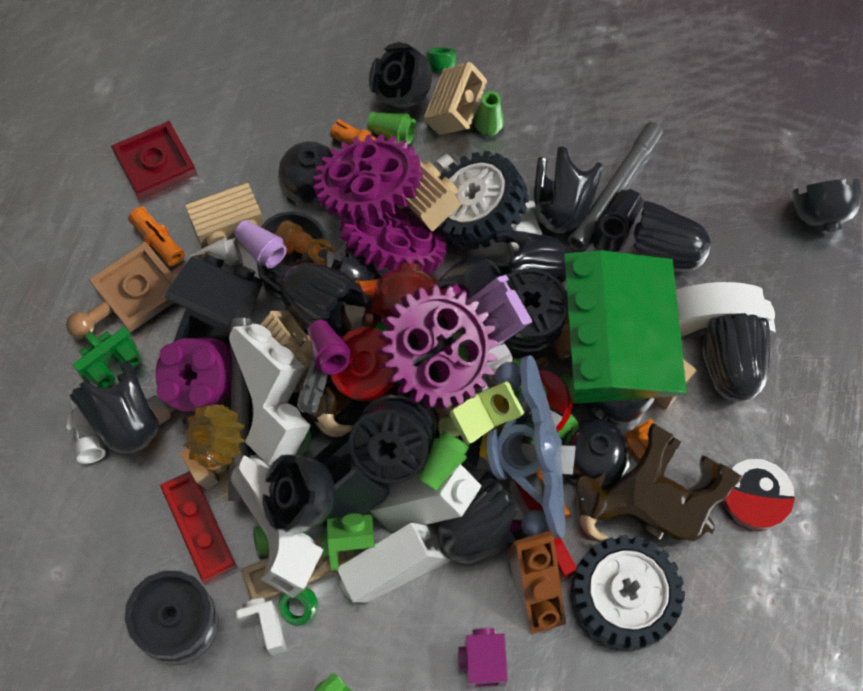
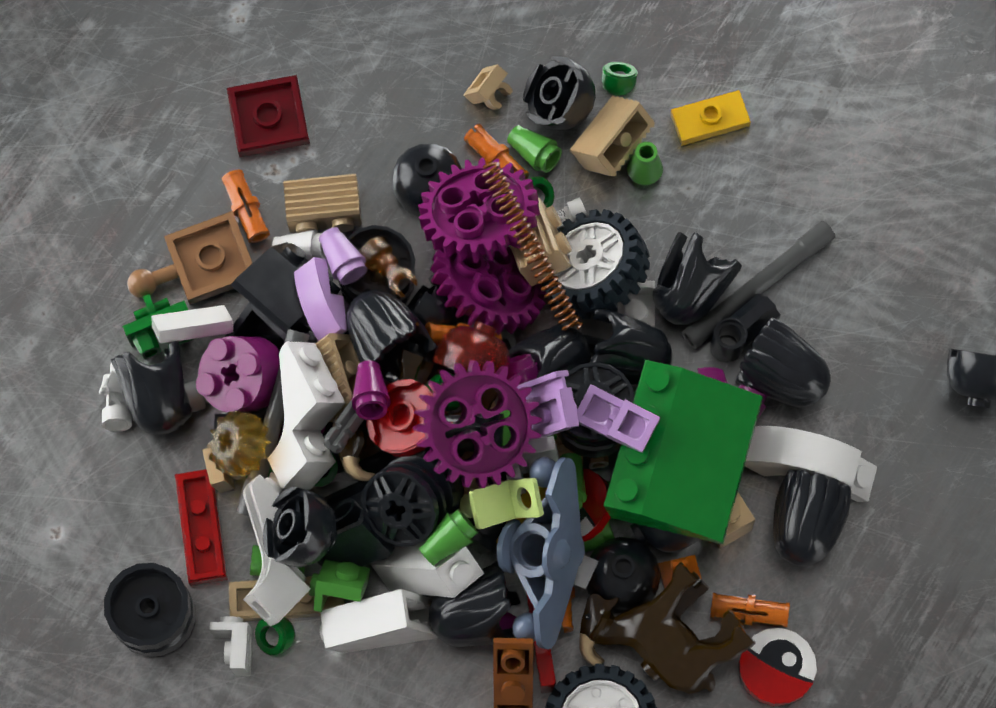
camera: 25 degrees right, 5 degrees up
(137, 344) = (192, 324): none -> white tile
(254, 293) = (322, 309): none -> lavender slope
(335, 89) = (485, 86): none -> tan tile
(418, 177) = (512, 203): none -> dark orange piece
(526, 69) = (710, 117): none -> yellow plate
(562, 310) = (616, 418): none -> lavender slope
(734, 449) = (751, 609): none -> orange pin

